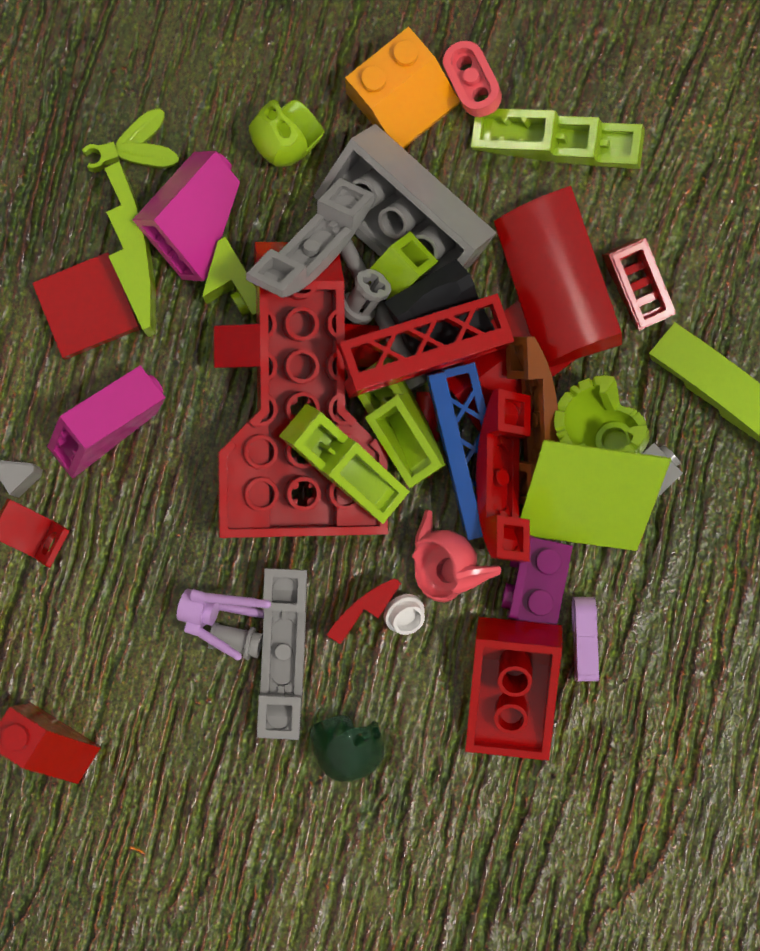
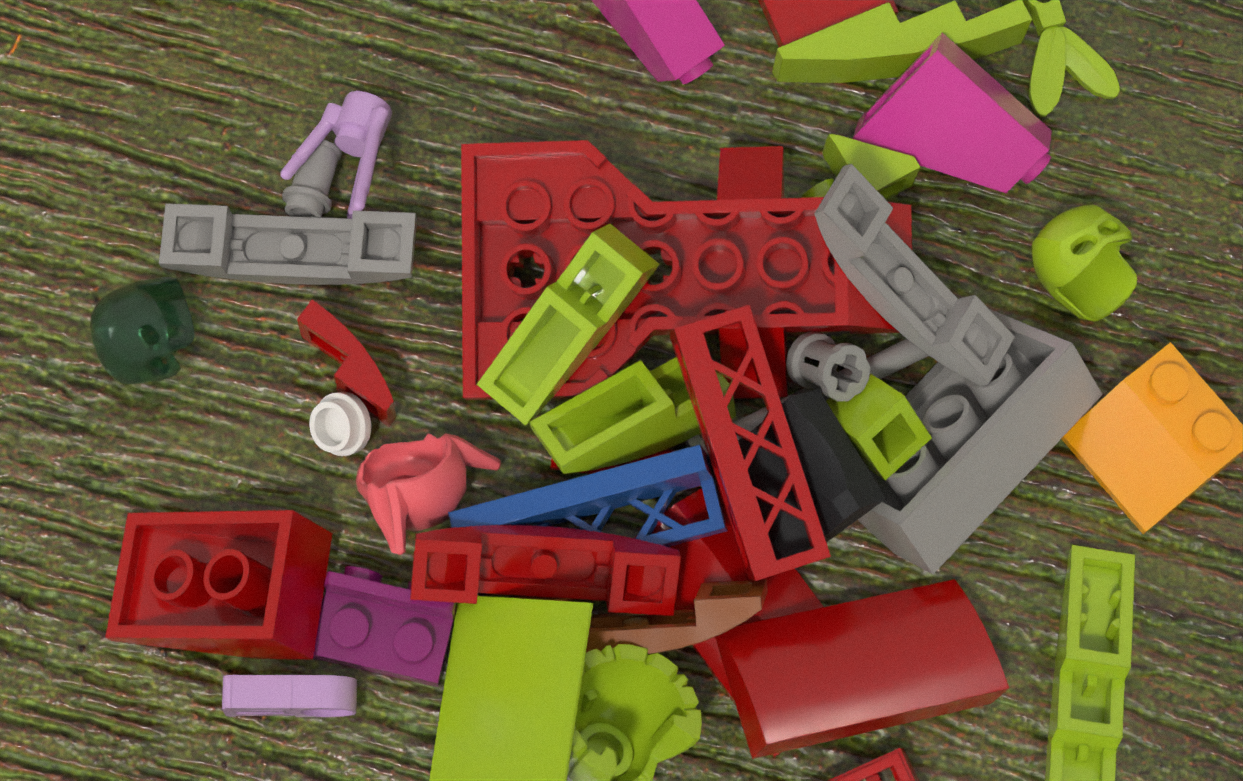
camera: 80 degrees right, 10 degrees down
(473, 81) = (1174, 545): coral plate -> none

